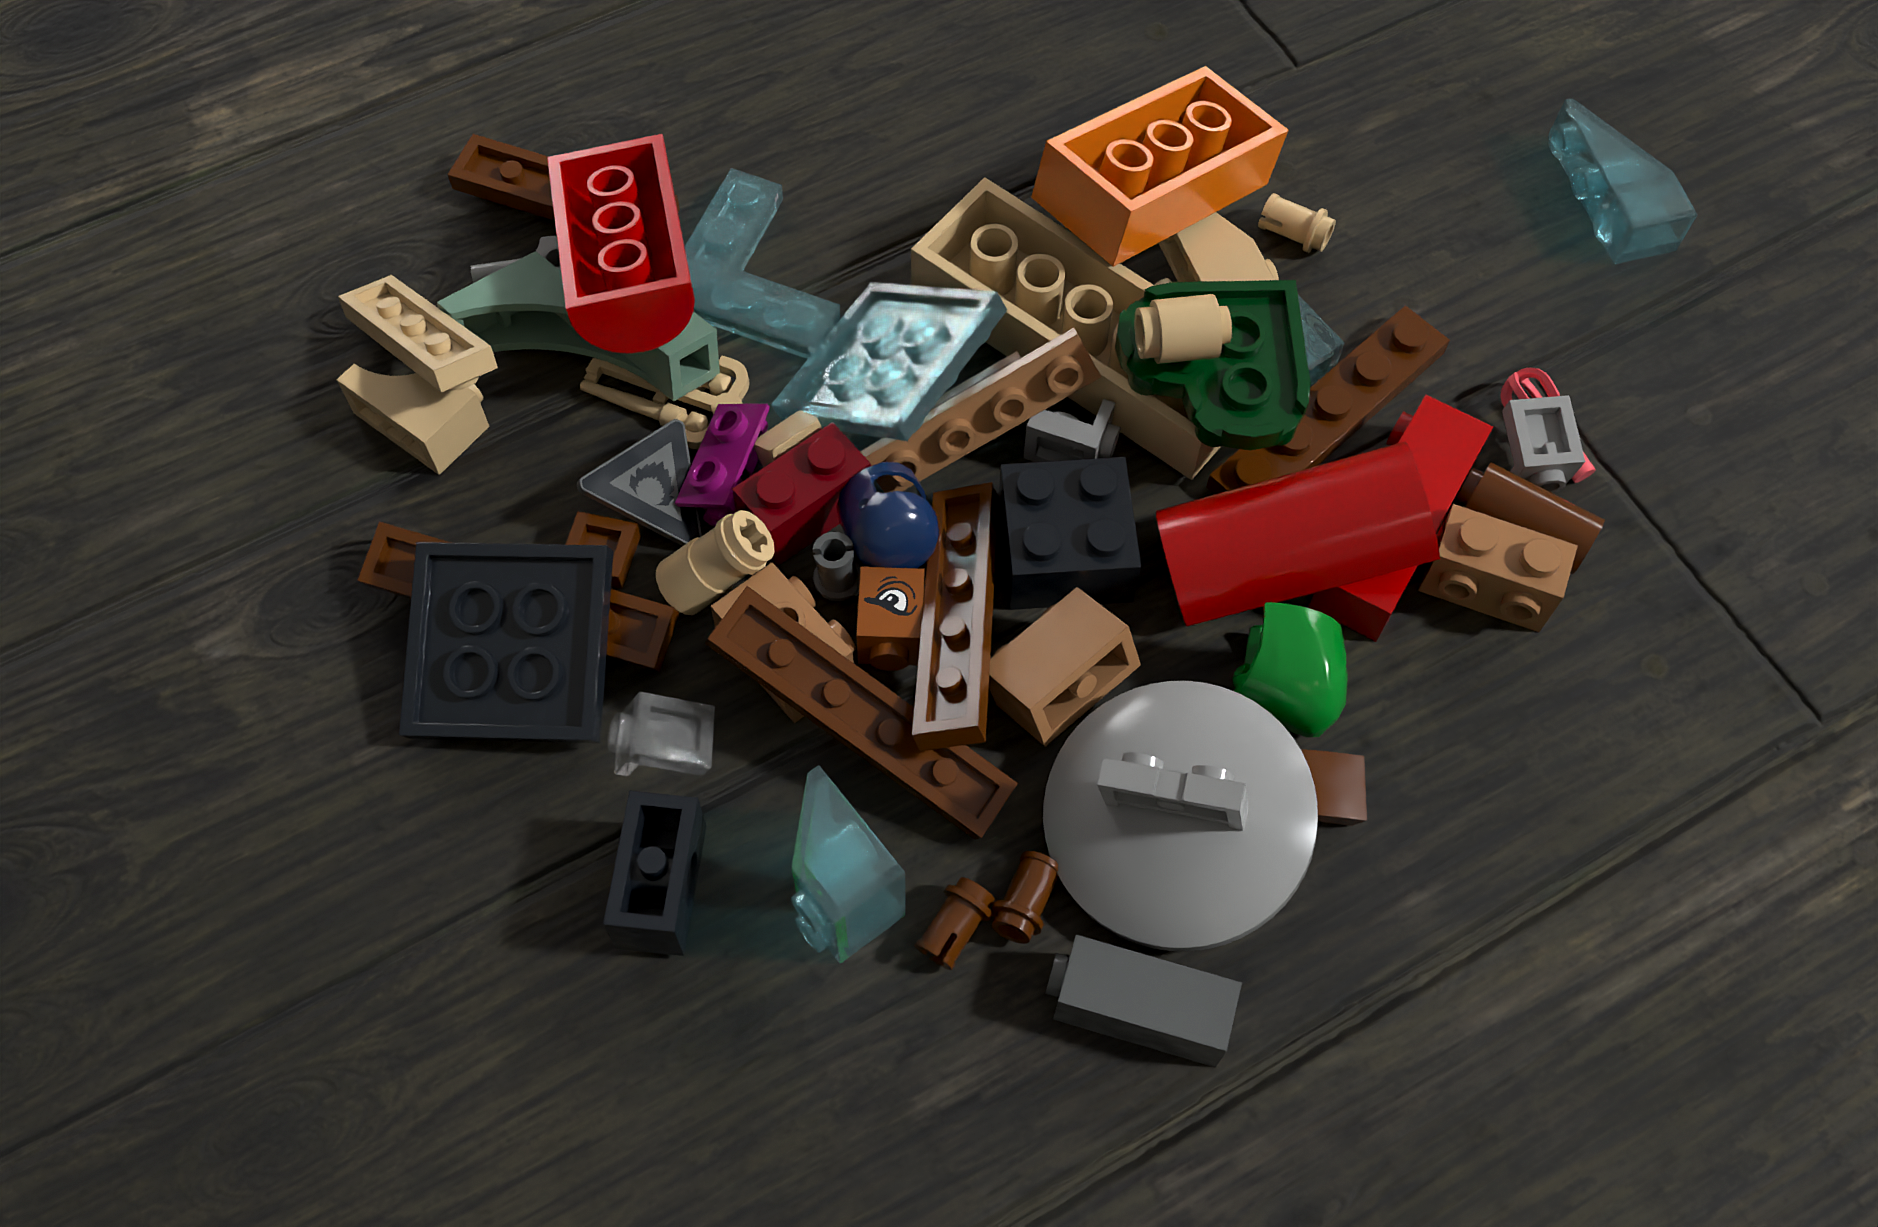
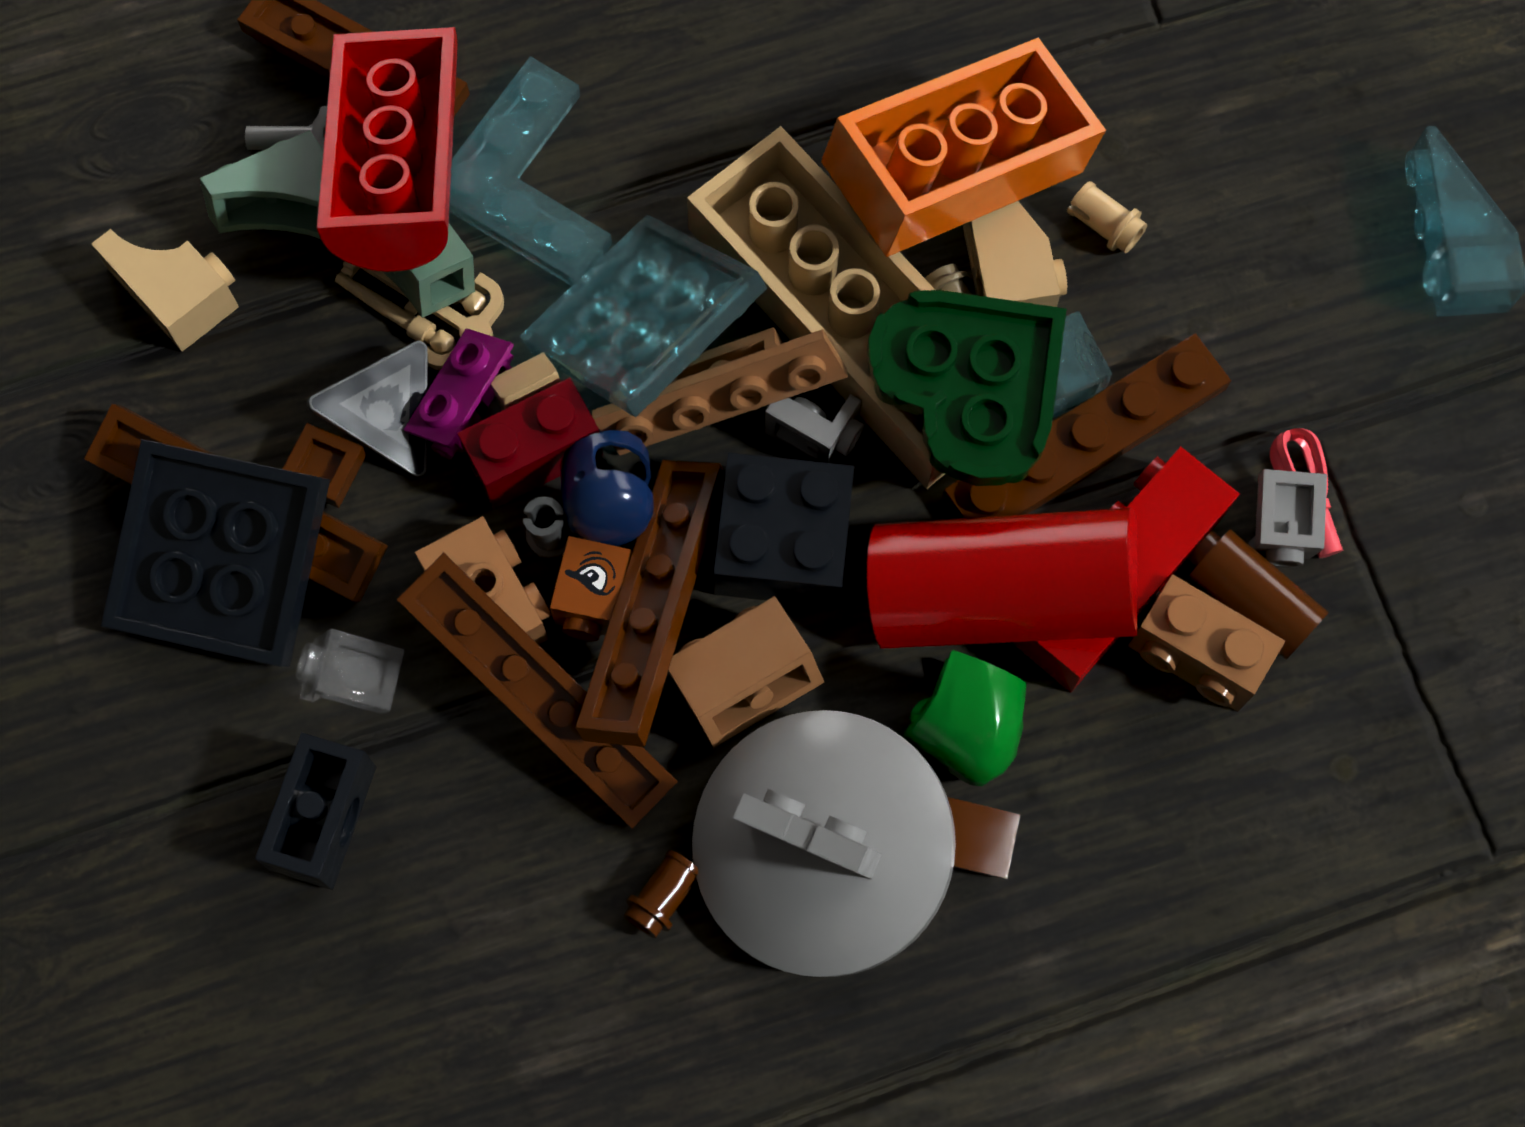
camera: 10 degrees right, 10 degrees up
(419, 334) = (176, 207): tan plate -> none
(715, 562) = (428, 505): tan piece -> none
(841, 874) = (482, 847): clear light blue slope -> none
(955, 922) = (590, 906): reddish brown pin -> none
(1144, 1000) = (747, 1014): dark grey brick -> none
(1182, 329) = (929, 353): tan brick -> none

